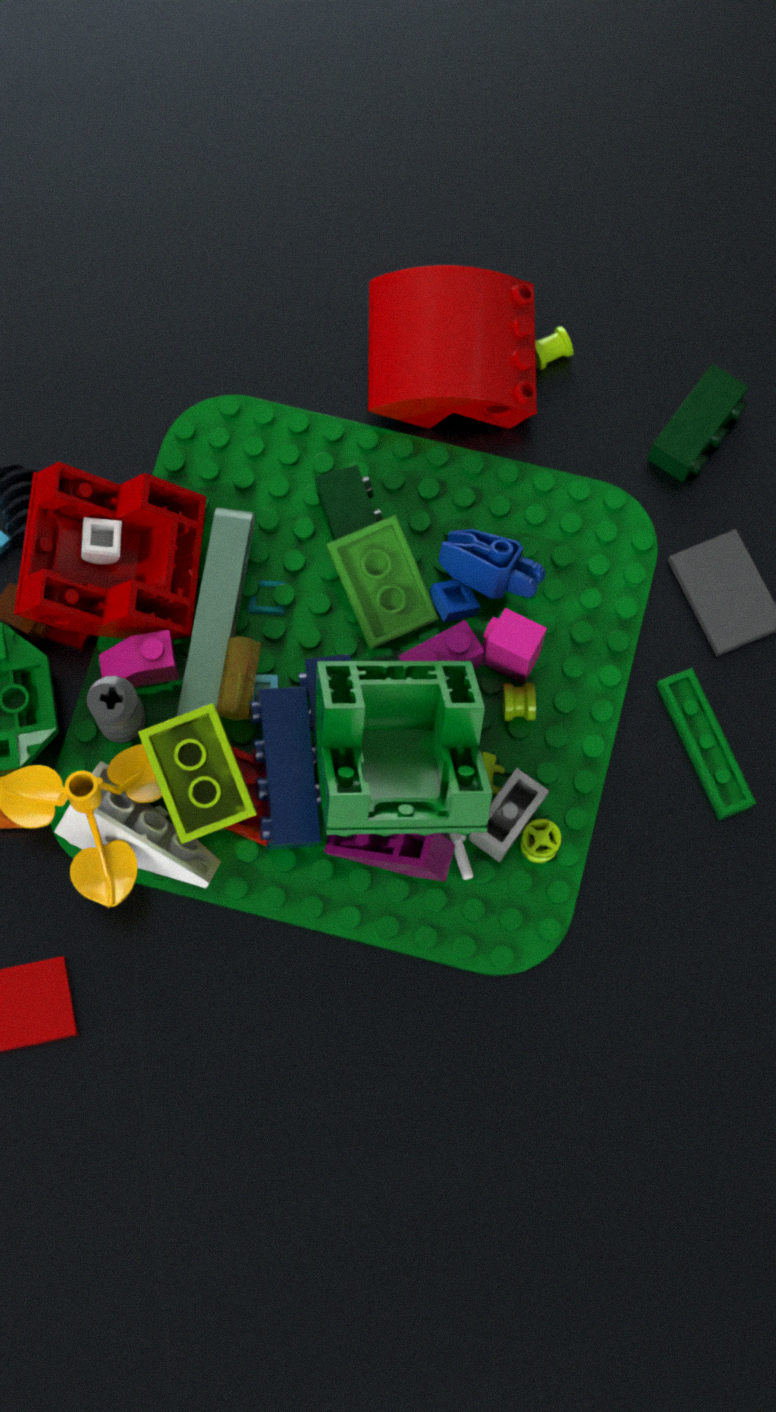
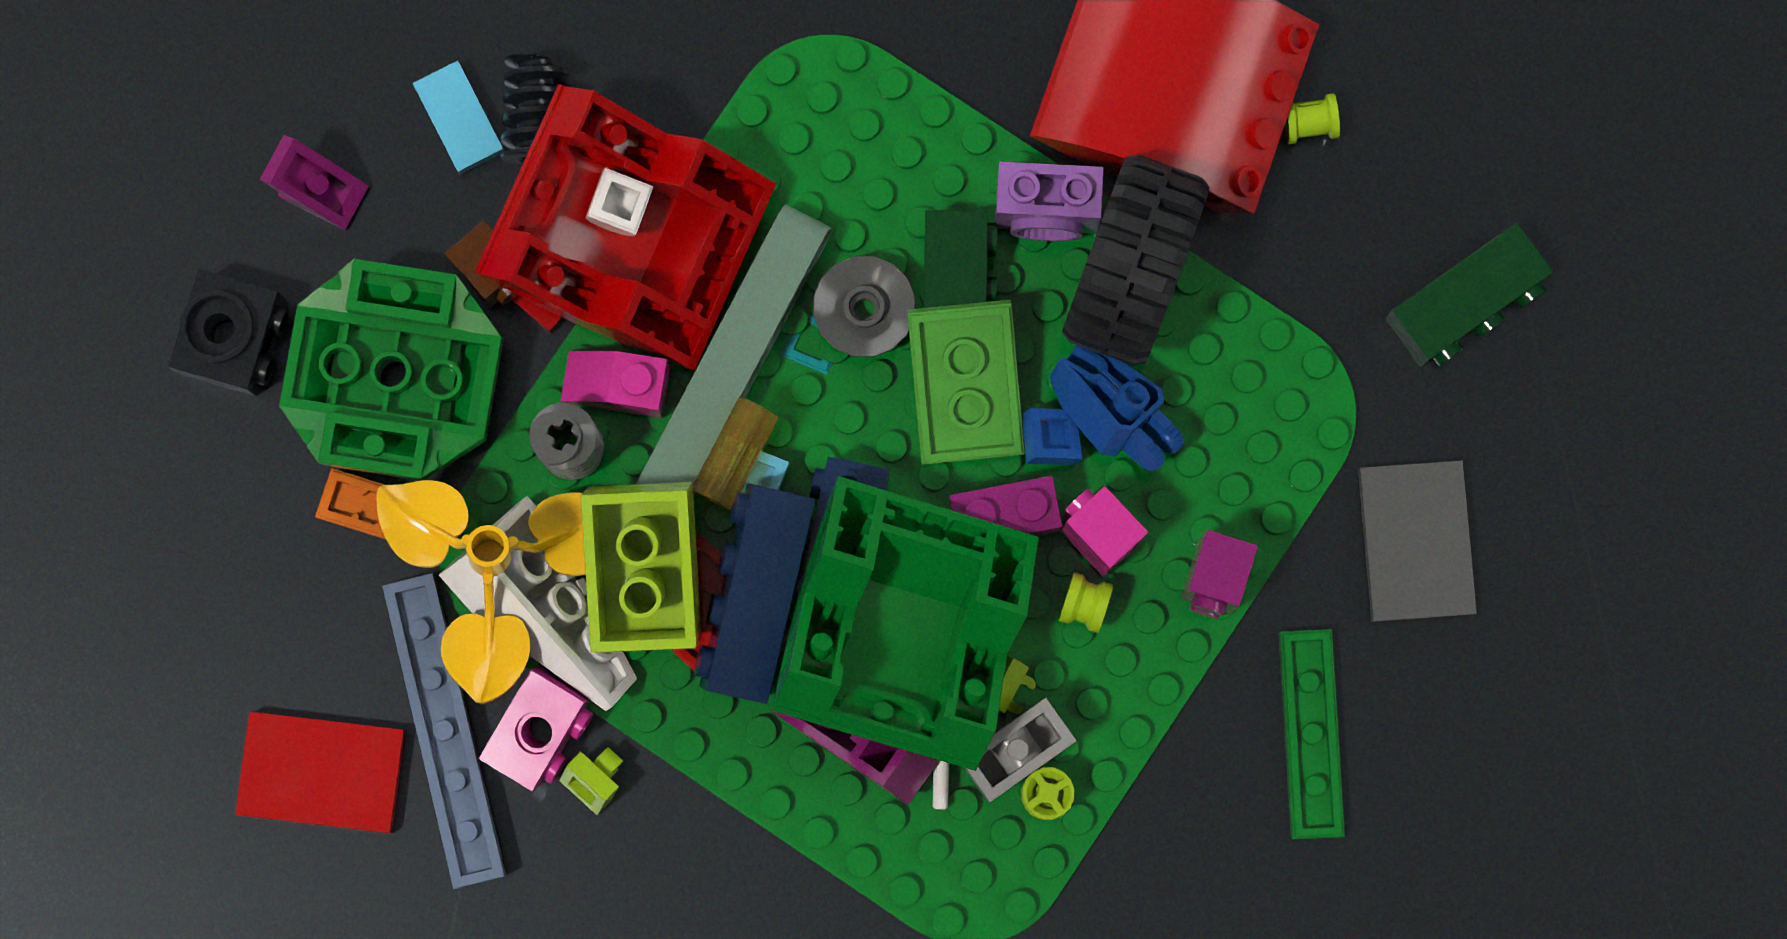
camera: 20 degrees right, 10 degrees up
(94, 949) = (444, 733): none -> sand blue plate
(145, 937) = (513, 746): none -> brick
(212, 944) = (592, 780): none -> lime tile
(292, 541) = (858, 281): none -> dark grey dish
(396, 445) = (1048, 200): none -> medium lavender brick
(471, 454) = (1136, 259): none -> black tyre
(603, 647) = (1218, 574): none -> magenta brick

